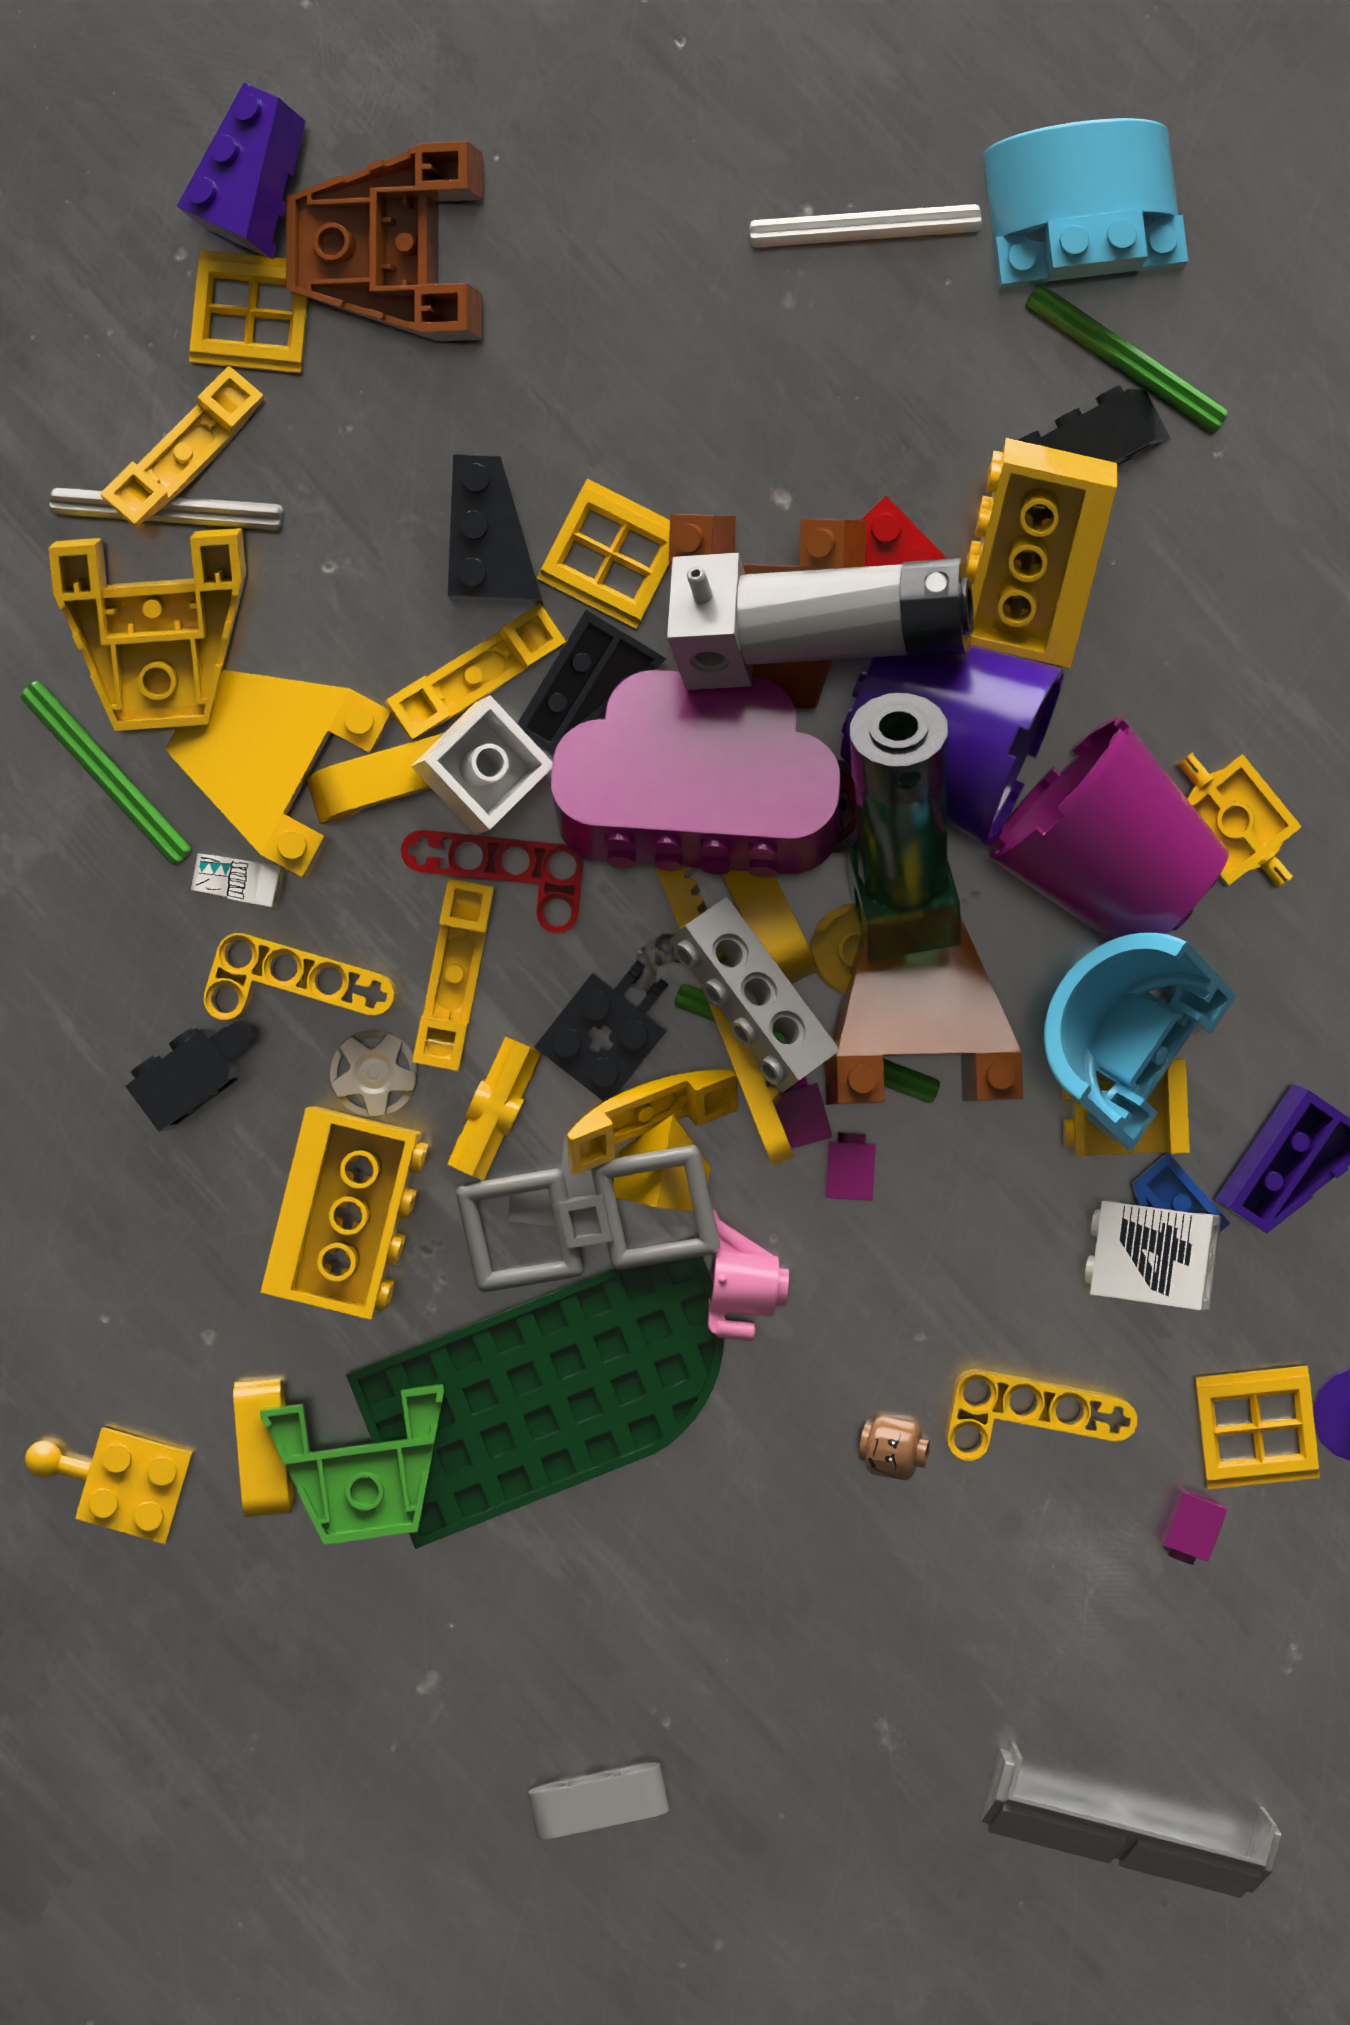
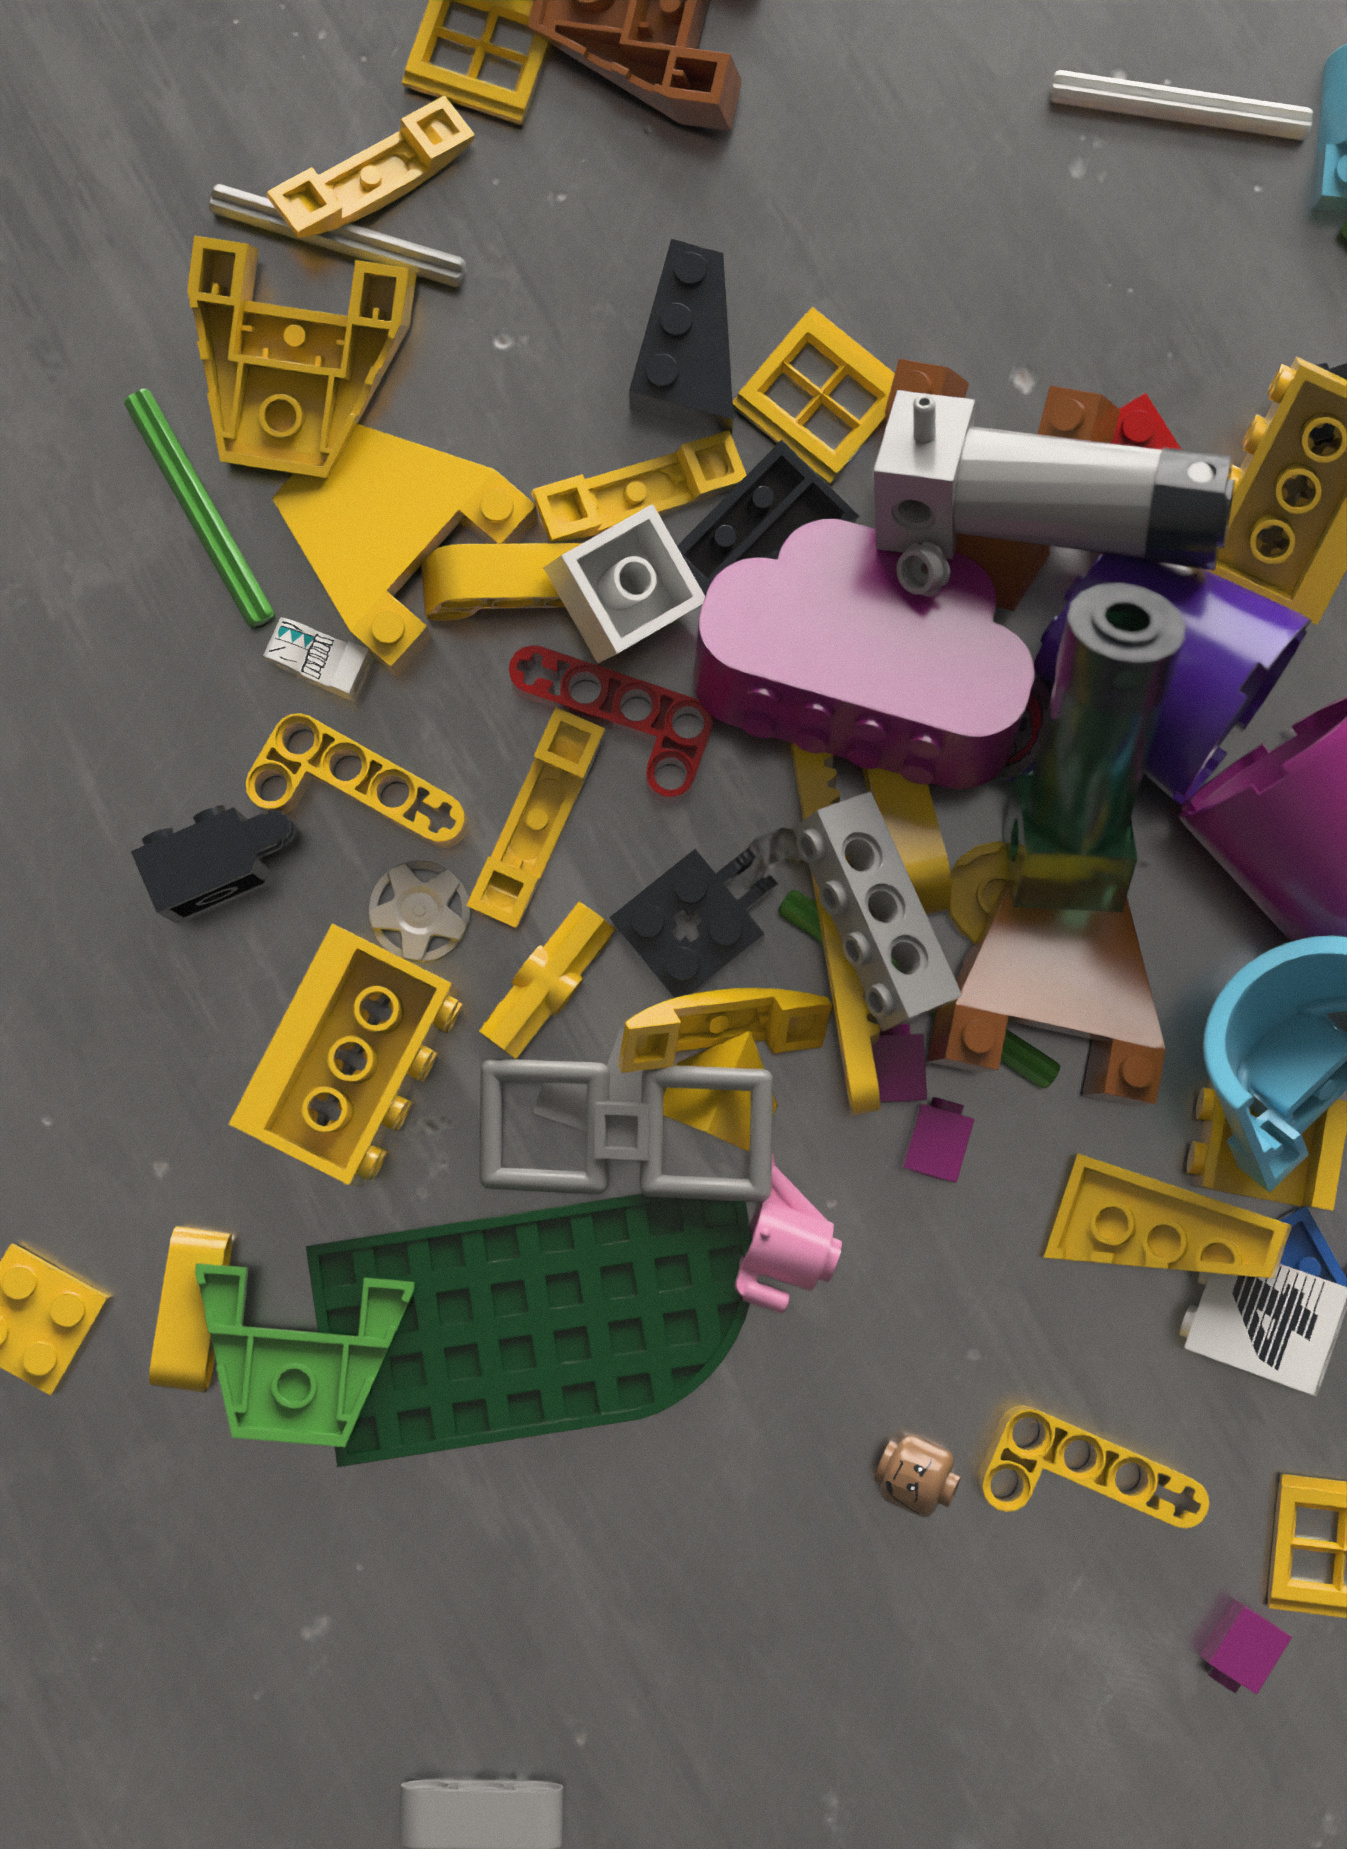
camera: 15 degrees right, 5 degrees down
(728, 702) = (913, 573): none -> light grey plate
(1042, 1197) = (1144, 1222): none -> yellow wing

